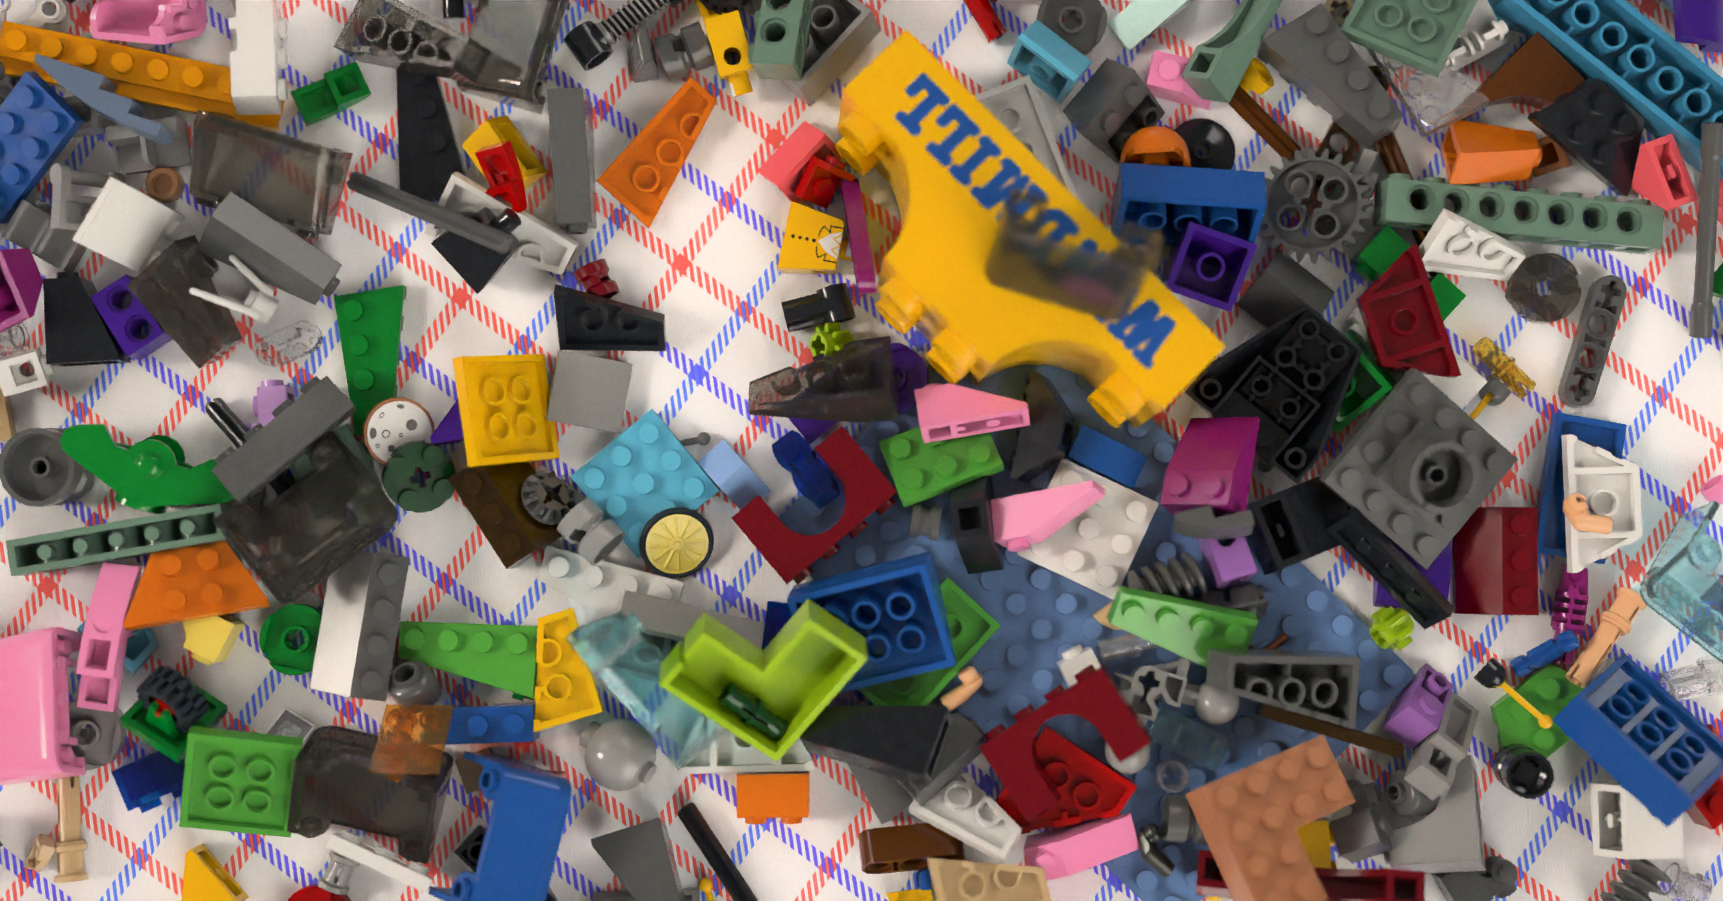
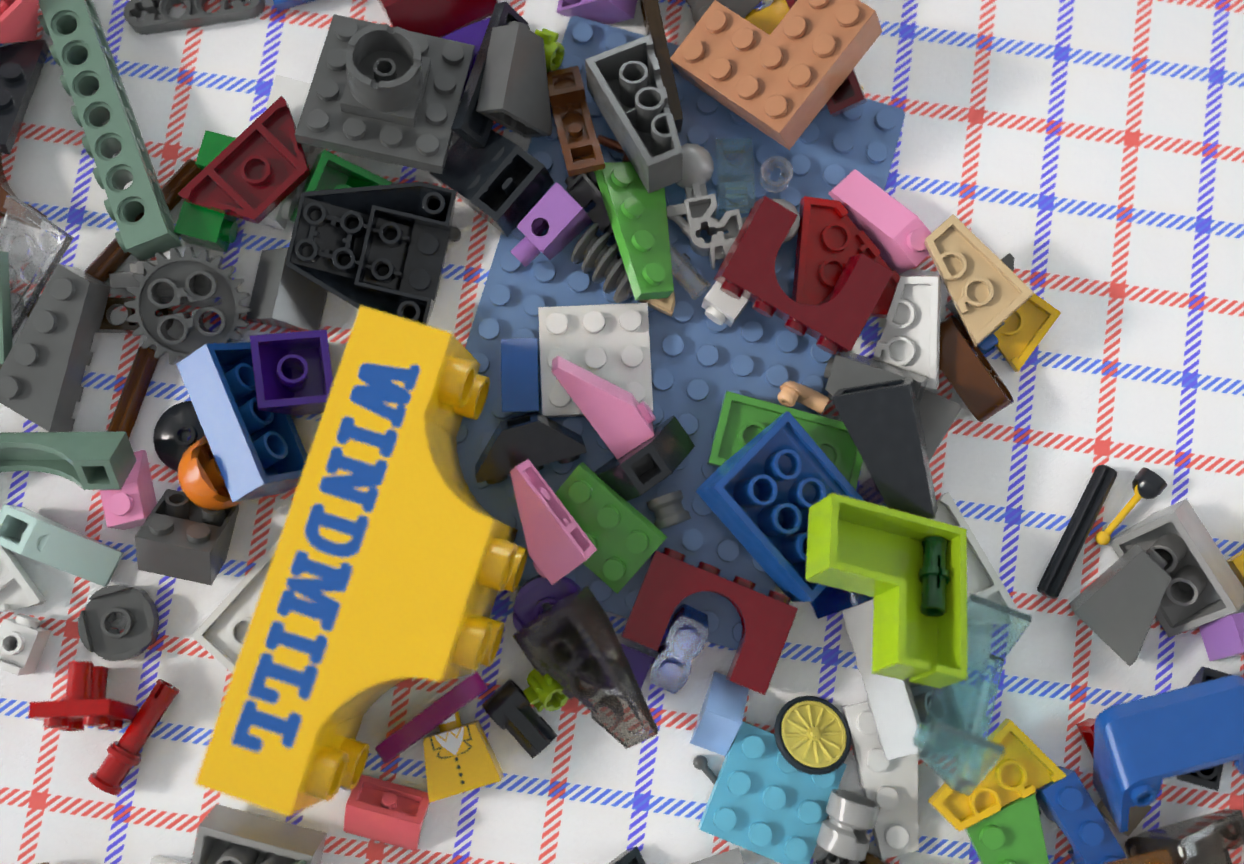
camera: 120 degrees left, 5 degrees down
(619, 754) = (1037, 682): light grey brick -> none
(773, 796) = (993, 517): orange brick -> none
(821, 180) = (393, 782): red bracket -> none
(1048, 60) = (167, 623): medium azure slope -> none
(1062, 273) = (366, 494): clear smoke windscreen -> none
(1149, 850) = (851, 160): pearl dark grey arm -> none
(1179, 821) = (813, 146): dark grey wheel -> none
(1203, 525) = (538, 250): dark grey slope -> none
(1212, 466) = (482, 273): magenta slope -> none
(1257, 78) = (91, 419): yellow tile -> none
(1309, 619) = (574, 122): none -> reddish brown slope
(1372, 588) = (516, 81): none -> dark grey slope
(1468, 250) = (160, 147): white wing -> none
(1488, 153) = (61, 175): orange slope -> none
(1491, 394) = (287, 66): dark grey hinge -> none
(1503, 366) = (256, 71): clear yellow axle -> none
(1553, 158) = (41, 126): dark orange slope -> none
(1564, 288) = (155, 55): clear smoke plate -> none

